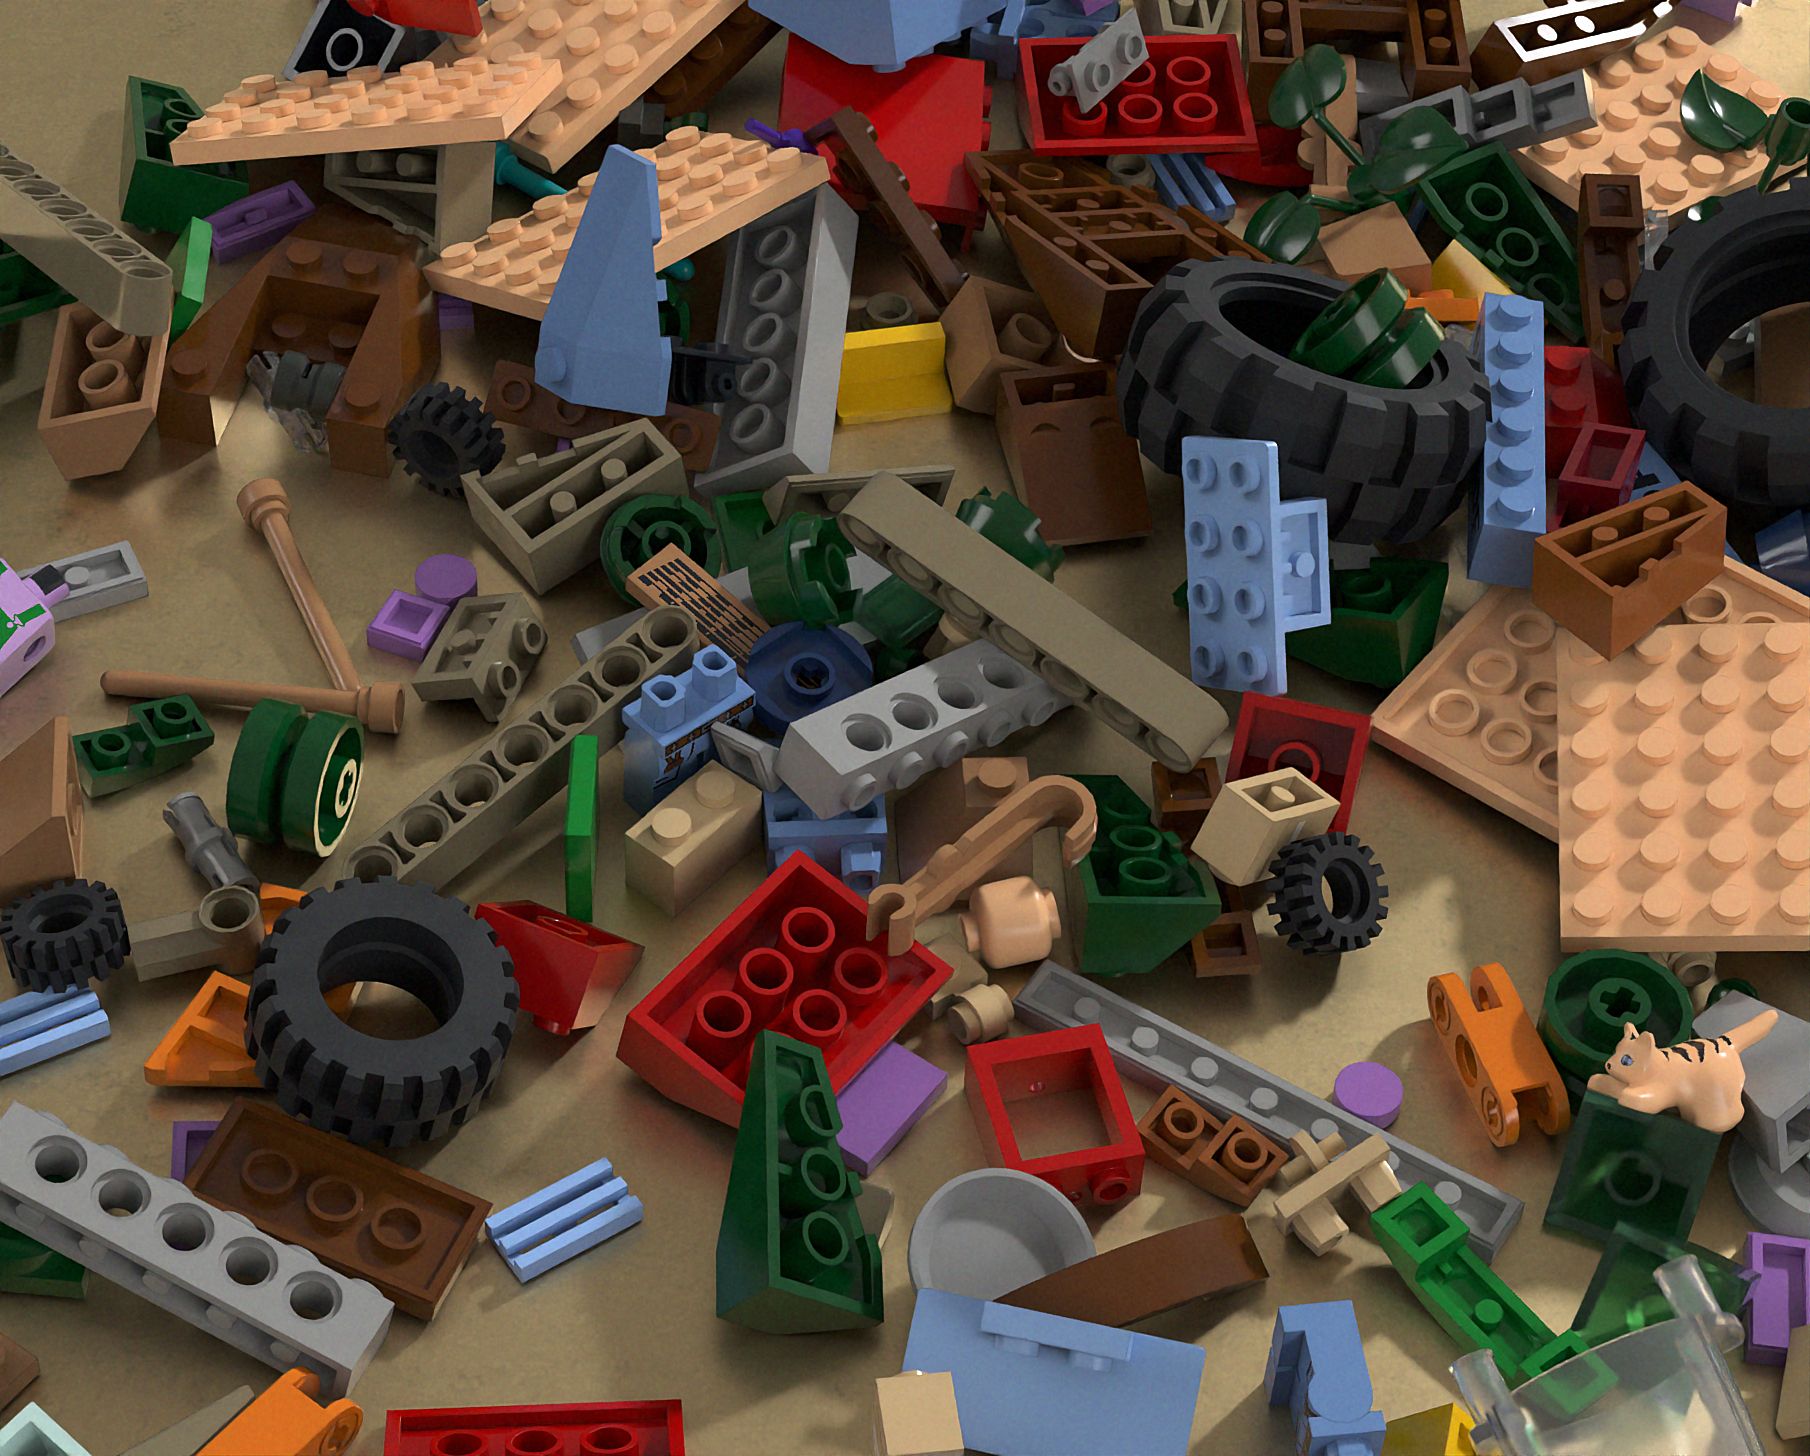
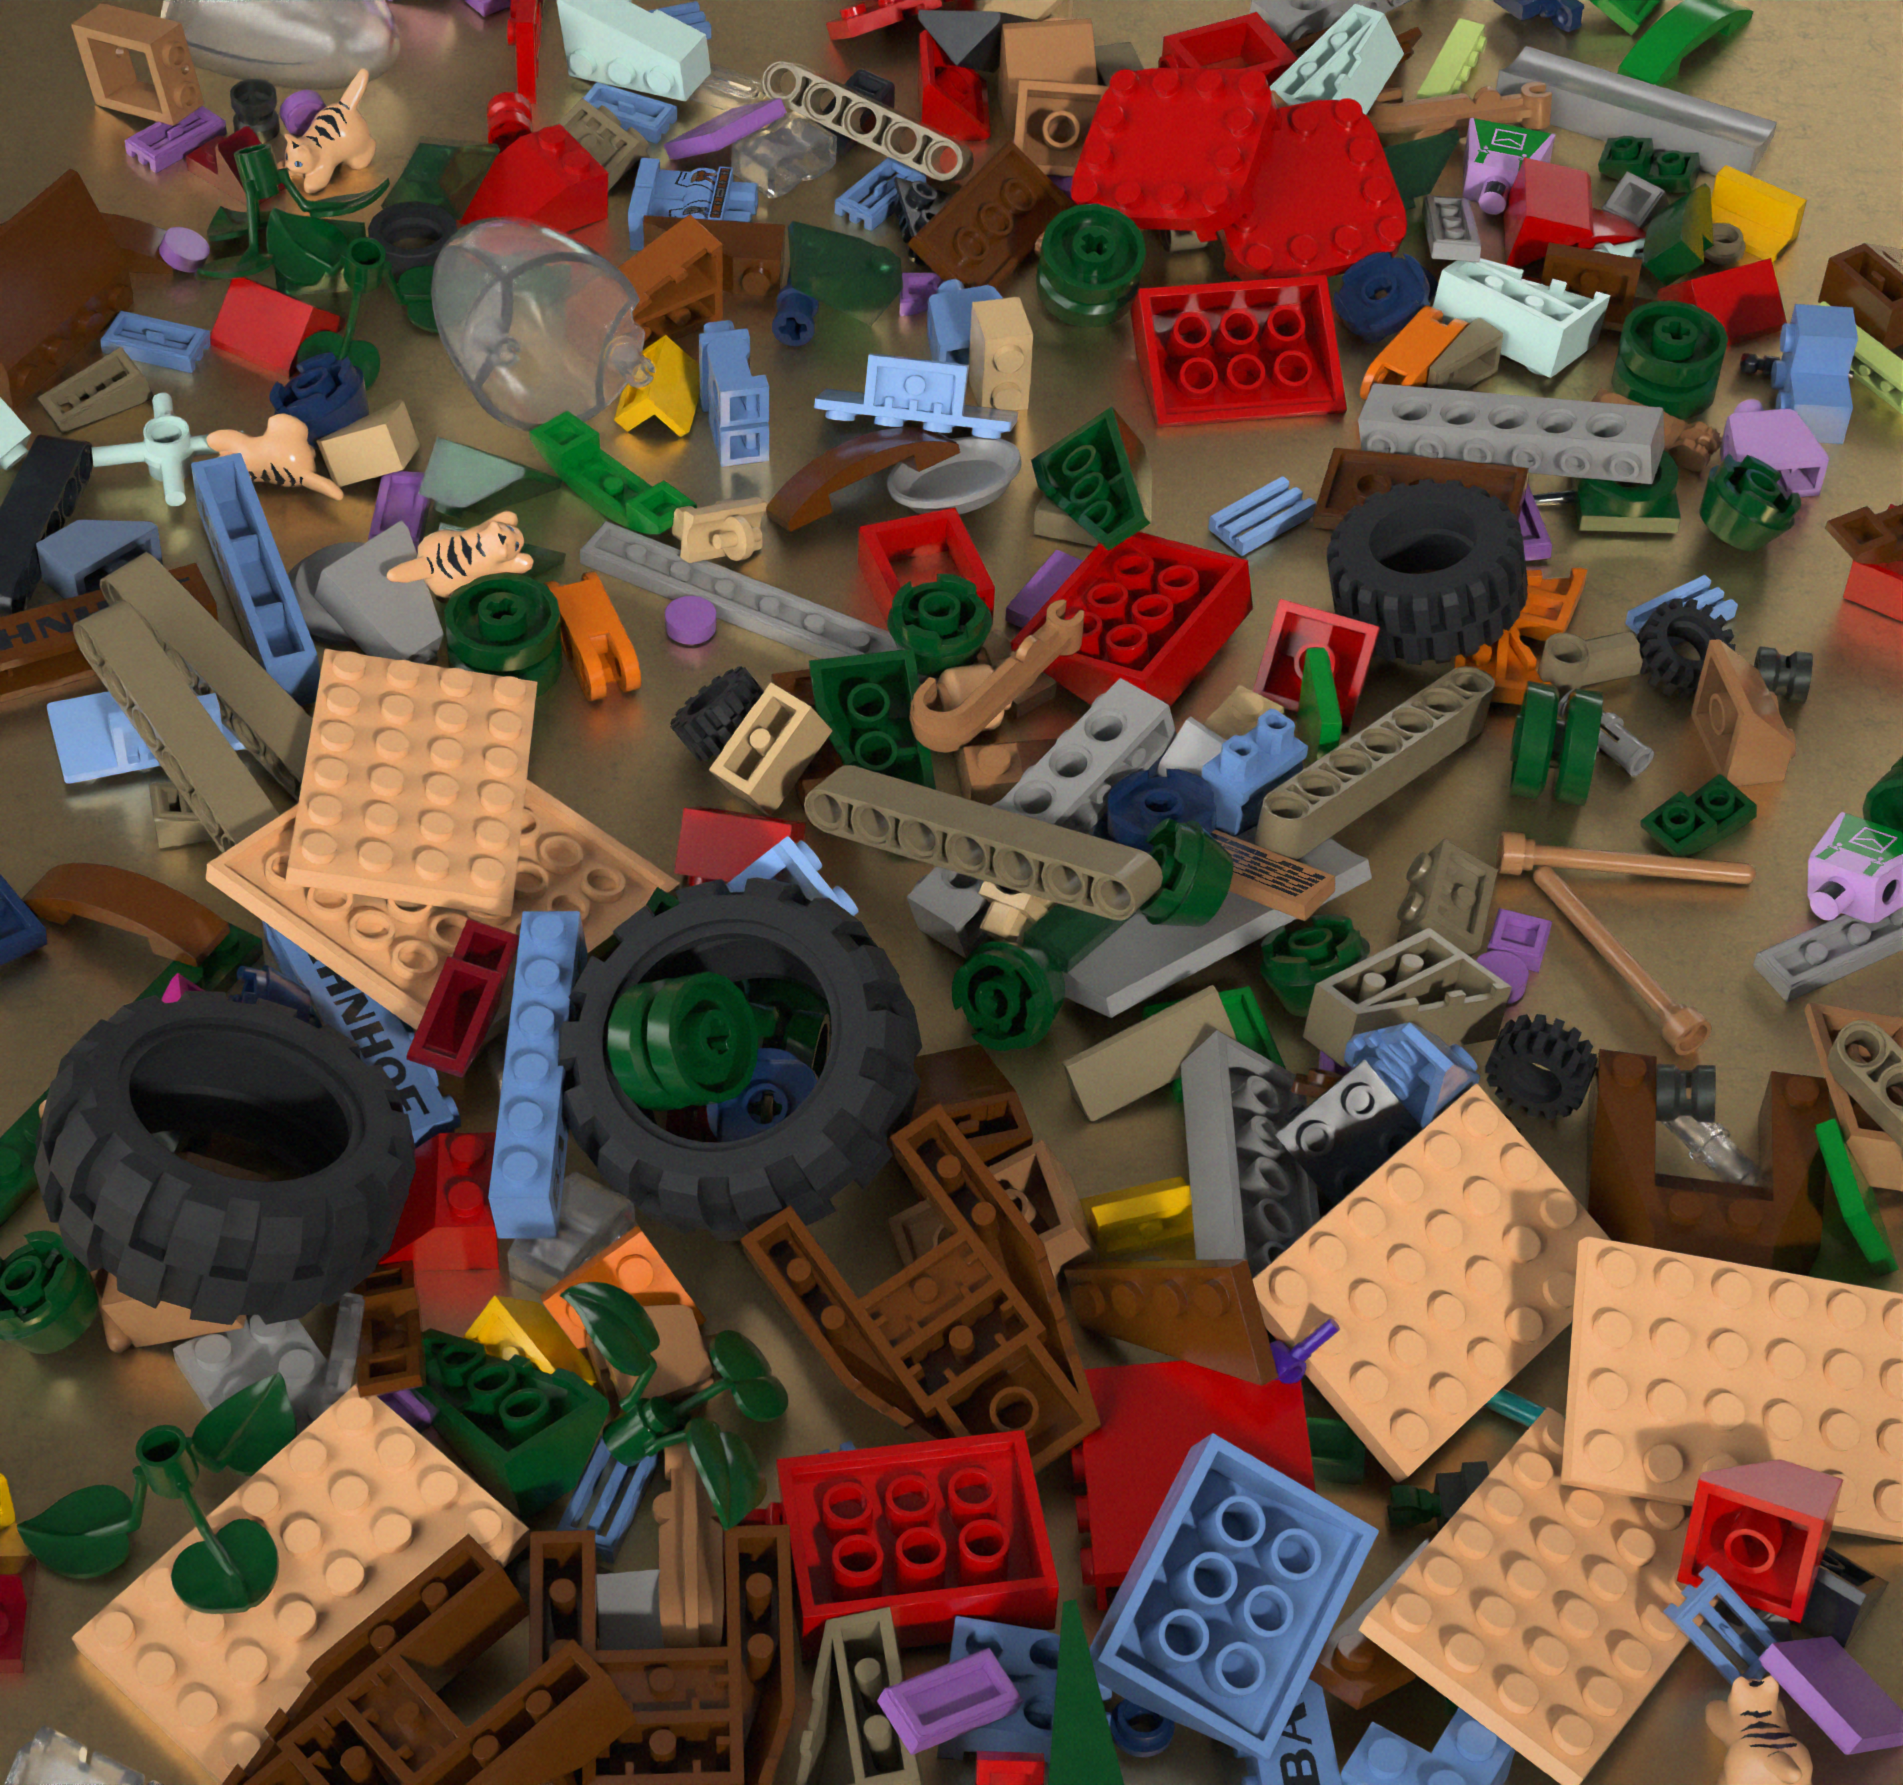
camera: 175 degrees right, 0 degrees up
(1049, 962) = (941, 622): none -> dark green cone
(1101, 62) = (947, 1539): light grey hinge -> none
(1217, 1157) = (803, 573): dark orange slope -> none
(1506, 112) = (519, 1497): dark grey slope -> none
(1629, 566) = (461, 872): dark orange wedge -> none

